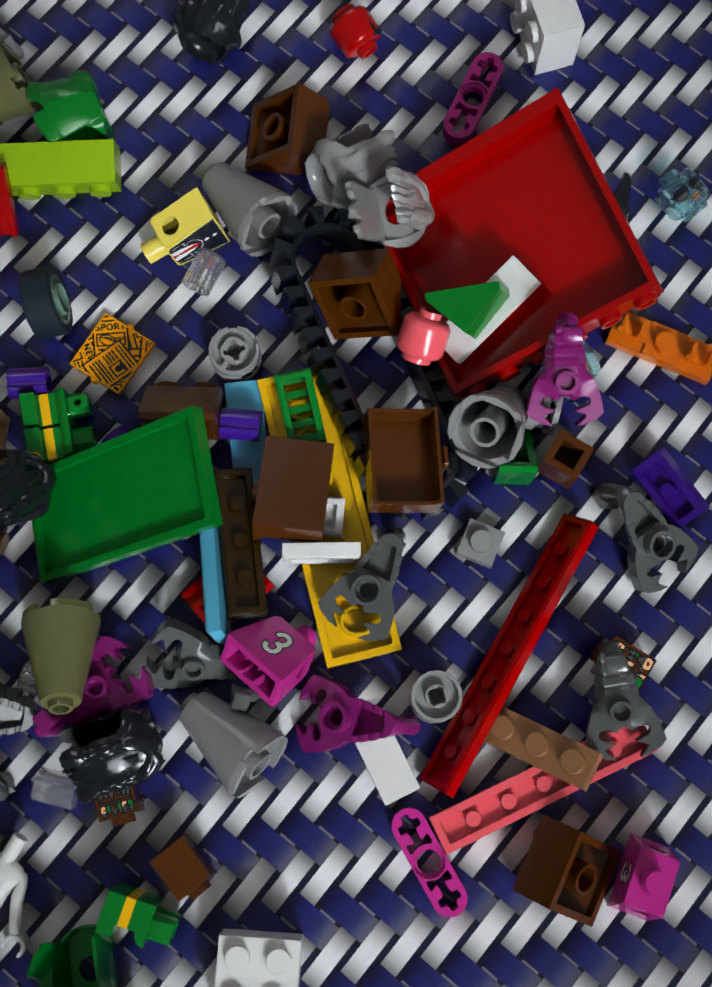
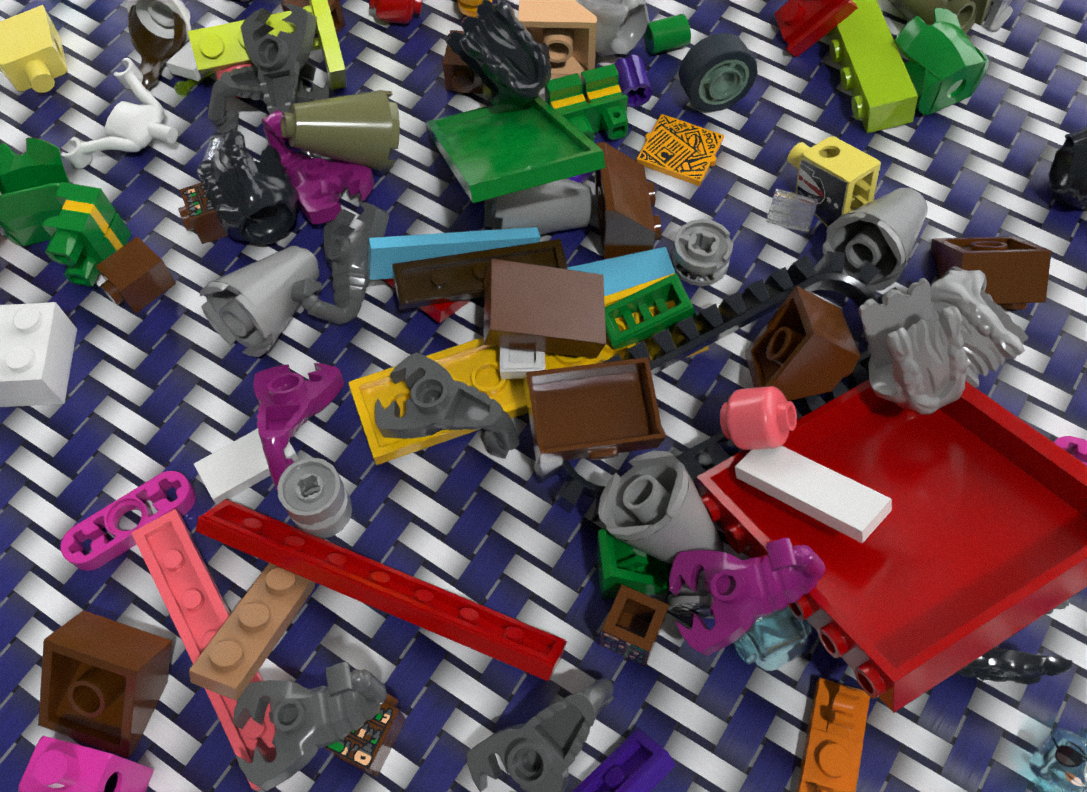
camera: 85 degrees right, 15 degrees down
(240, 424) = (617, 259): dark purple piece -> none
(270, 656) = (354, 318): dark pink torso -> none
(322, 553) = (474, 346): white tile -> none
(471, 305) = (804, 457): green slope -> none
(480, 543) = (515, 541): light grey plate -> none

